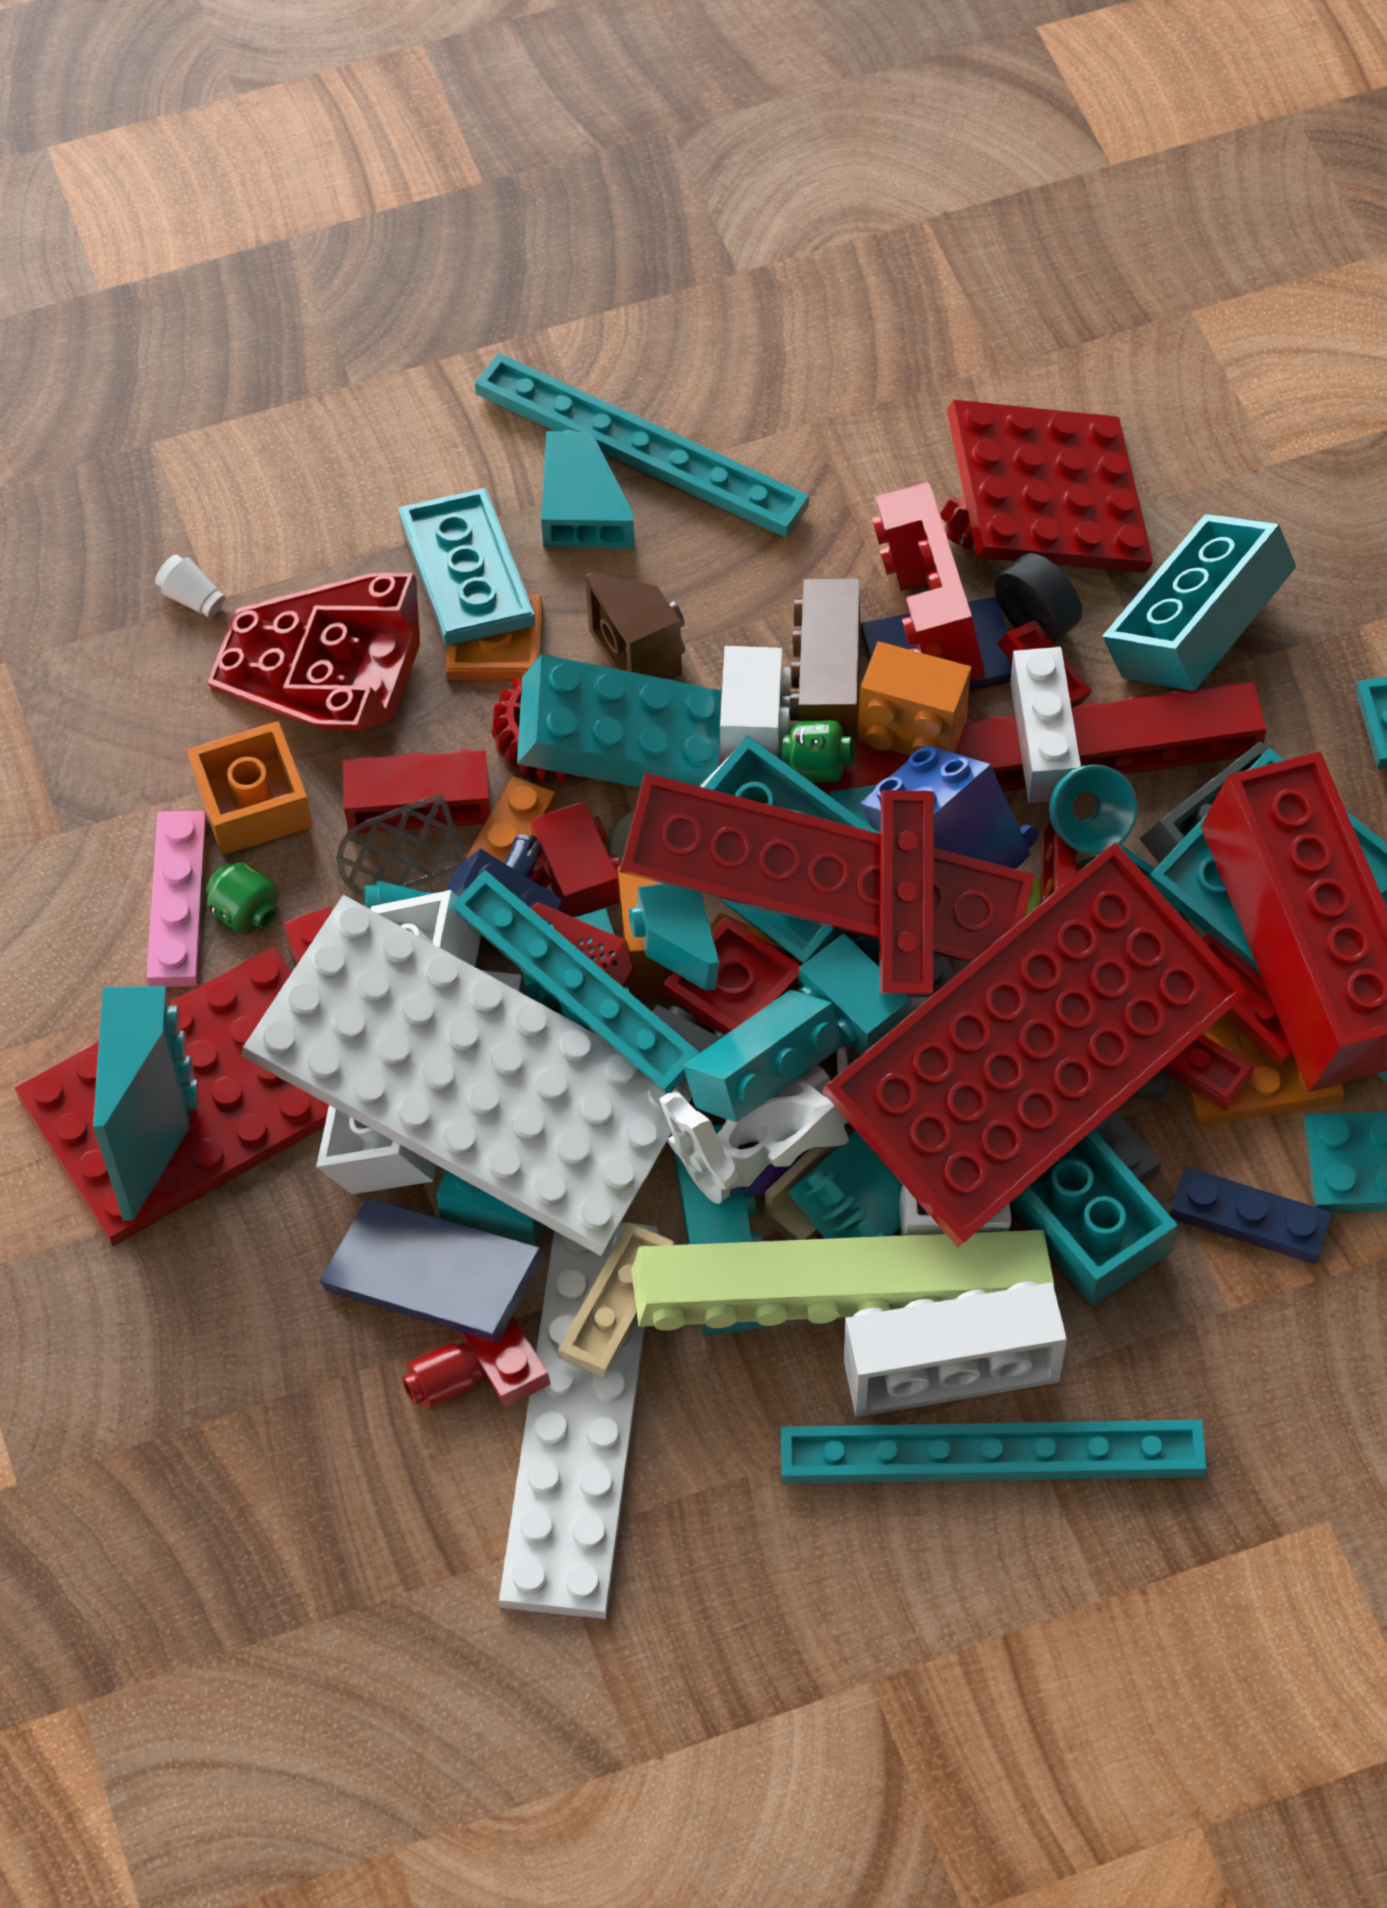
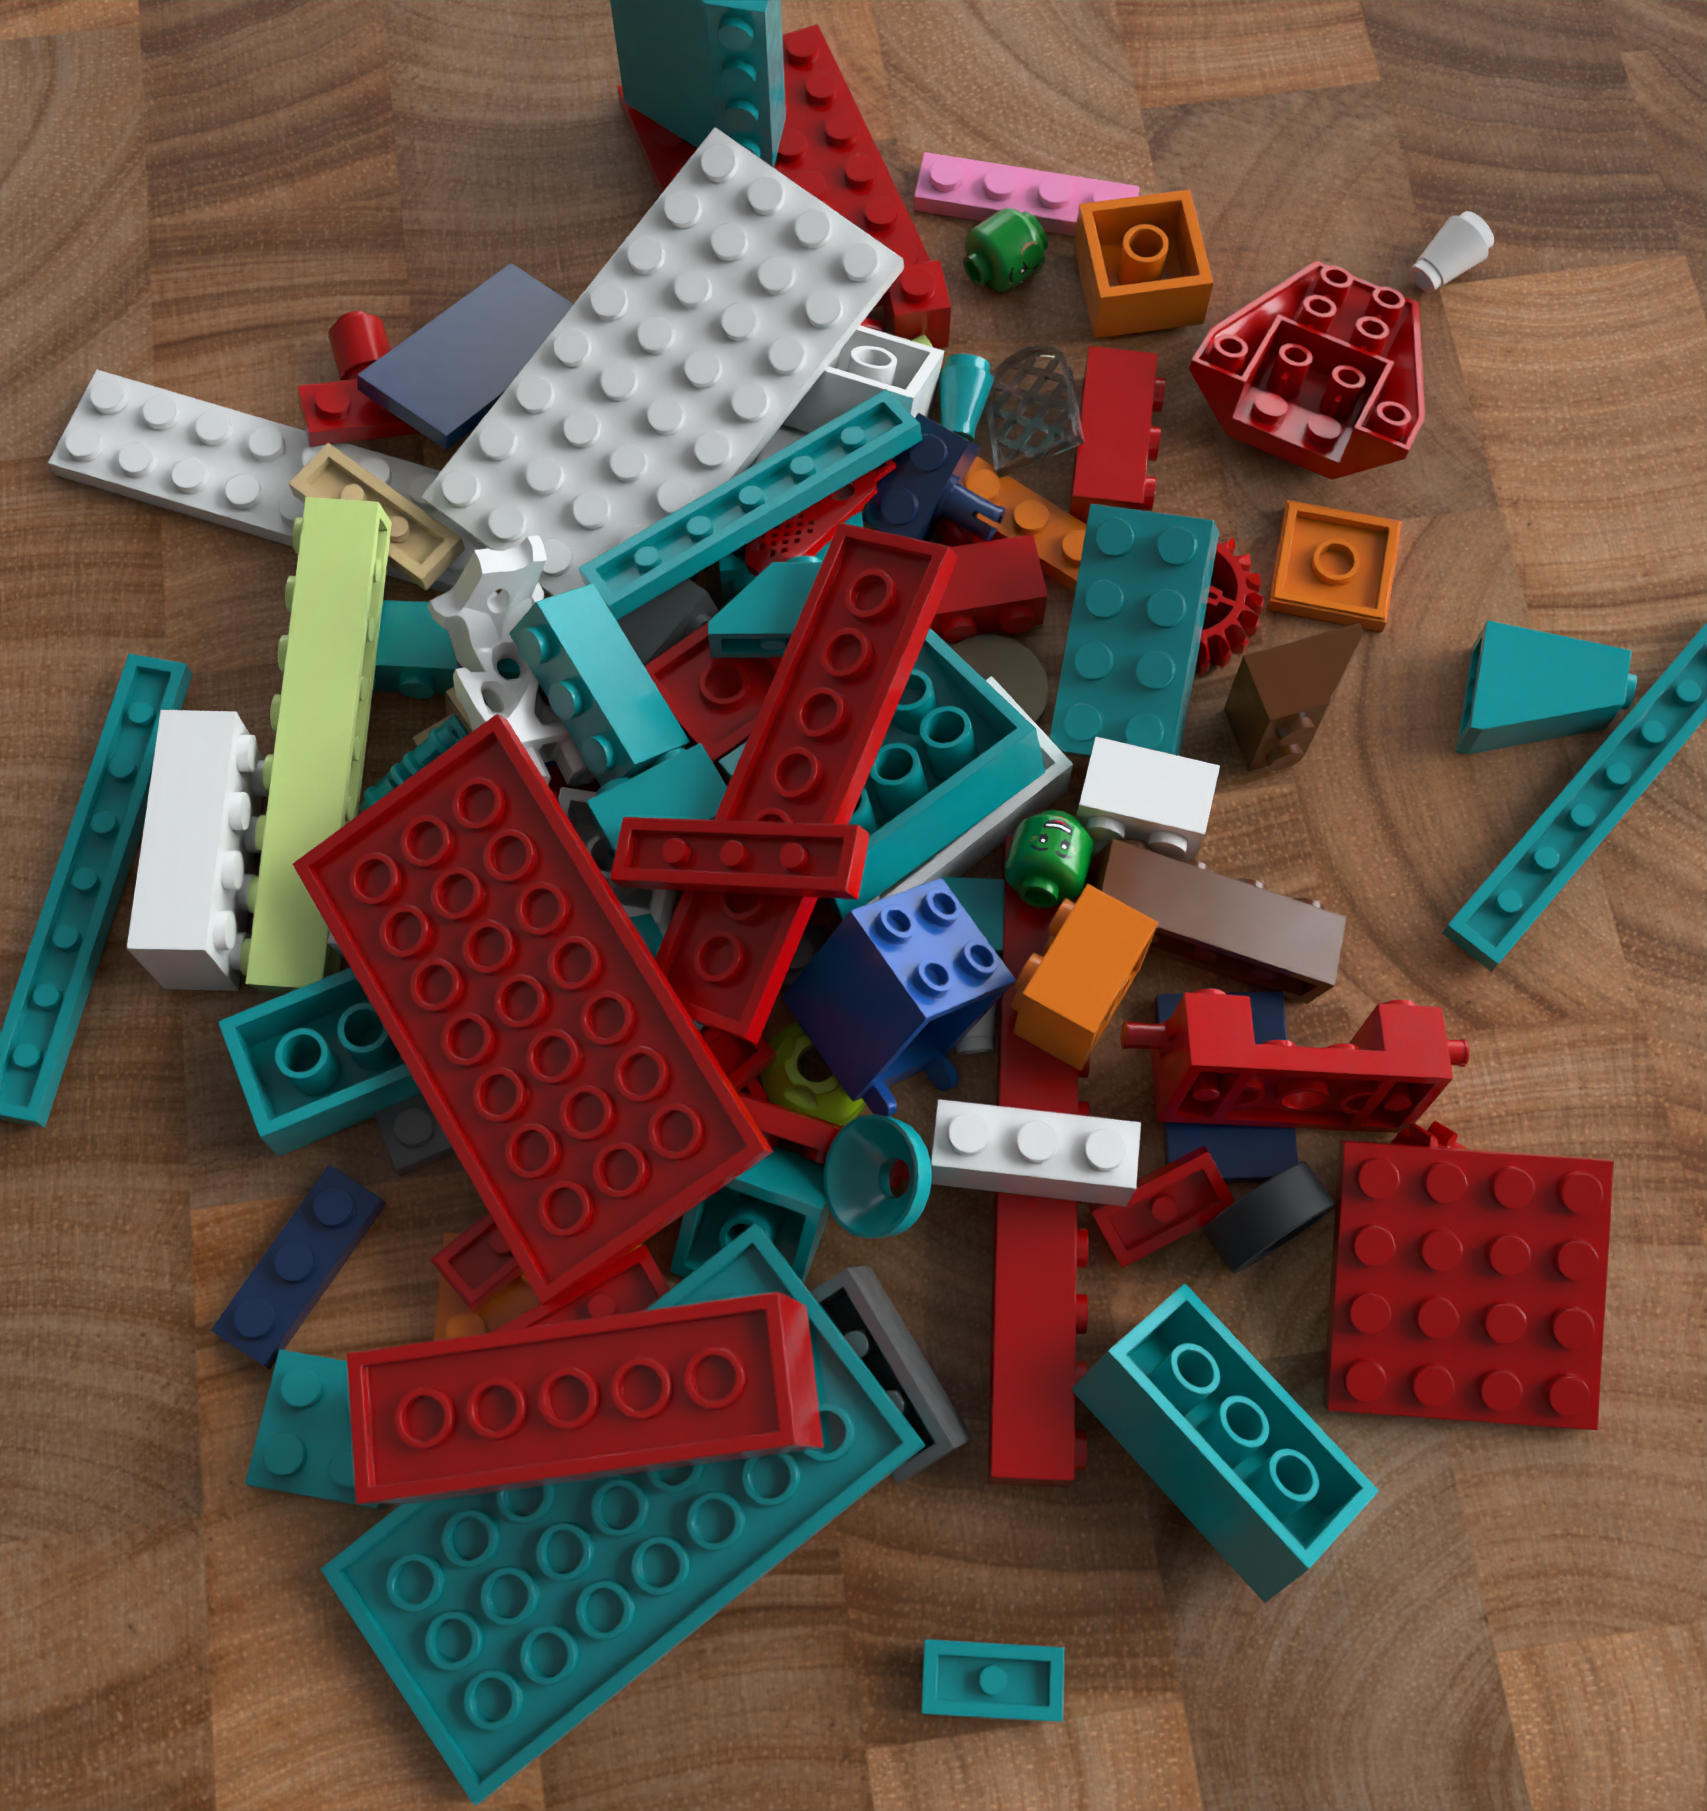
camera: 100 degrees right, 10 degrees up
(466, 567) = (1439, 541): tile -> none

